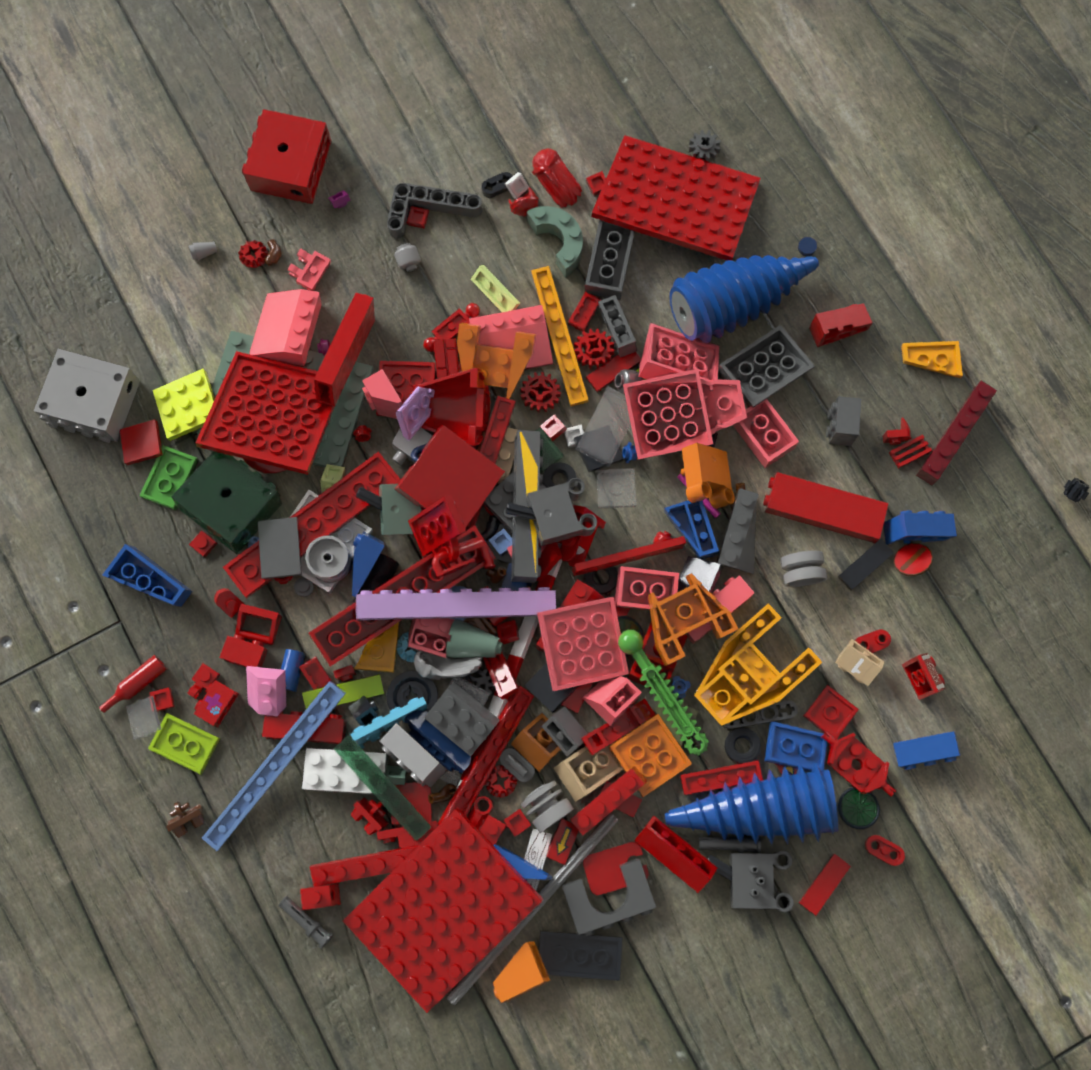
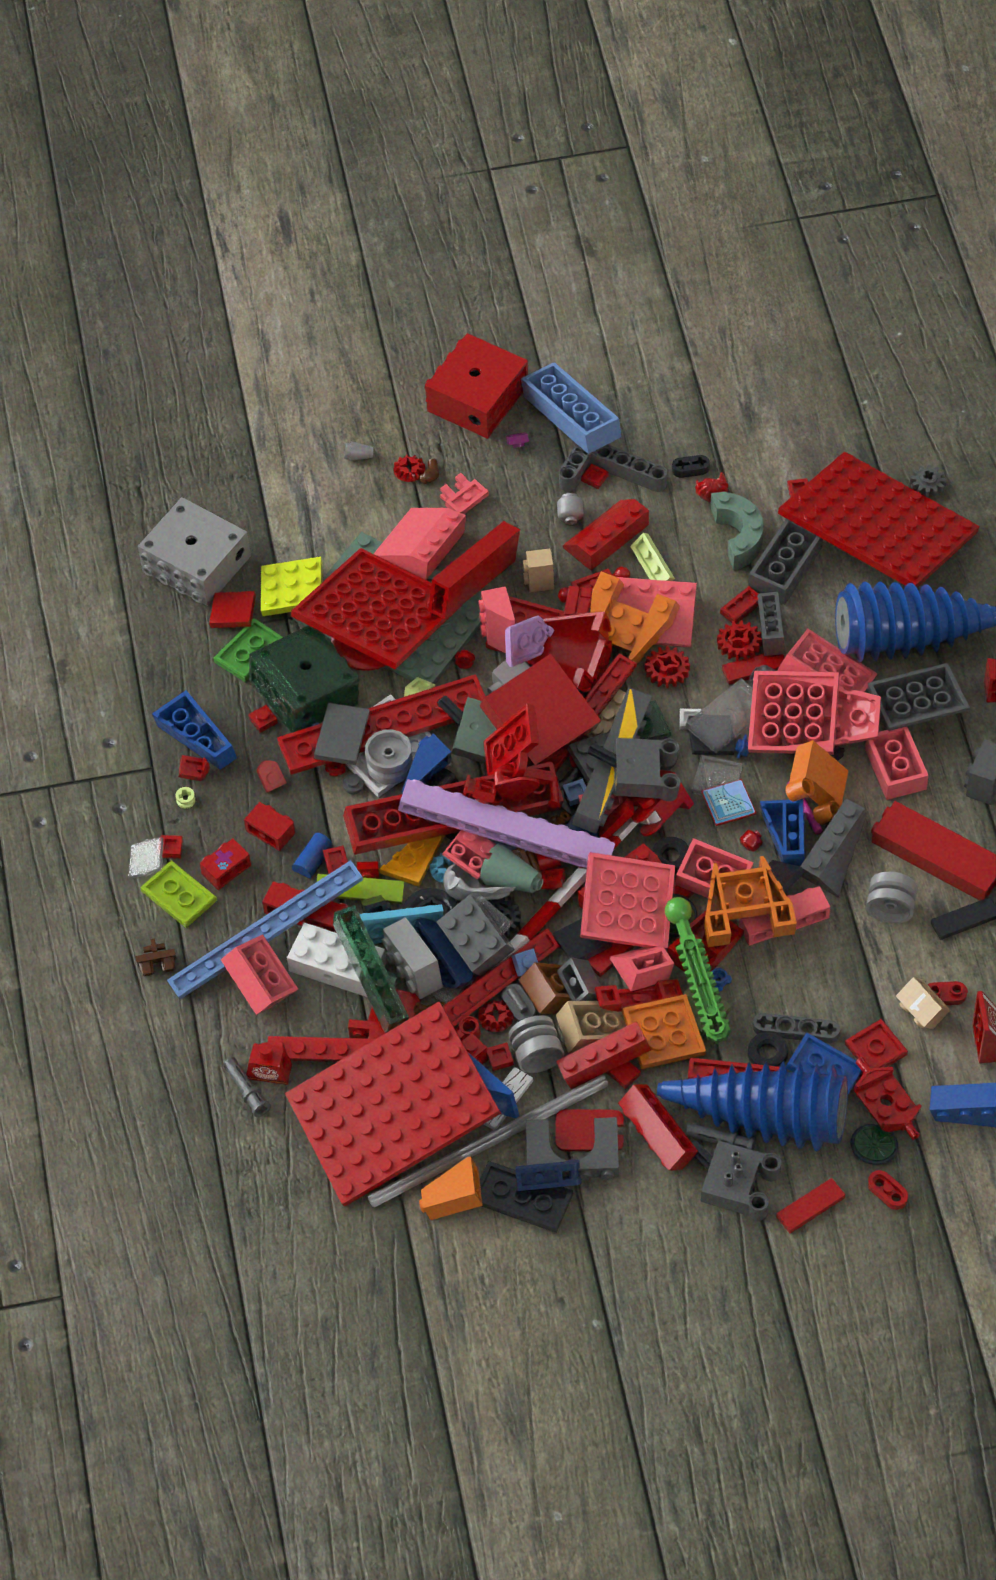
camera: 20 degrees right, 20 degrees down
(136, 682) = (150, 823): red piece -> none
(153, 643) = (185, 803): none -> yellowish green bush
(157, 614) = (193, 768): none -> red plate
(203, 678) = (215, 840): red plate -> none
(245, 610) = (301, 796): red tile -> none
(266, 690) = (282, 860): bright pink slope -> none
(283, 811) = (259, 974): none -> coral slope
(372, 812) = (342, 1000): red hips -> none
(378, 158) = (571, 407): none -> medium blue brick
(400, 329) = (538, 570): none -> tan brick
(423, 580) = (482, 789): none -> red plate
(446, 271) = (608, 532): none -> red slope
(501, 675) = (531, 911): plate -> none
(511, 726) = (523, 961): none -> medium blue plate
(517, 185) = (710, 469): white tile -> none
(553, 427) = (669, 703): plate -> none
(556, 177) = (755, 472): red hair -> none
(559, 336) = (706, 621): light orange plate -> none
(562, 842) = (541, 1087): red tile -> none
(599, 935) = (548, 1175): none -> dark blue plate
(628, 556) = (720, 839): red tile -> none
(635, 512) = (728, 802): none -> piece
(744, 679) = (792, 982): light orange wedge -> none

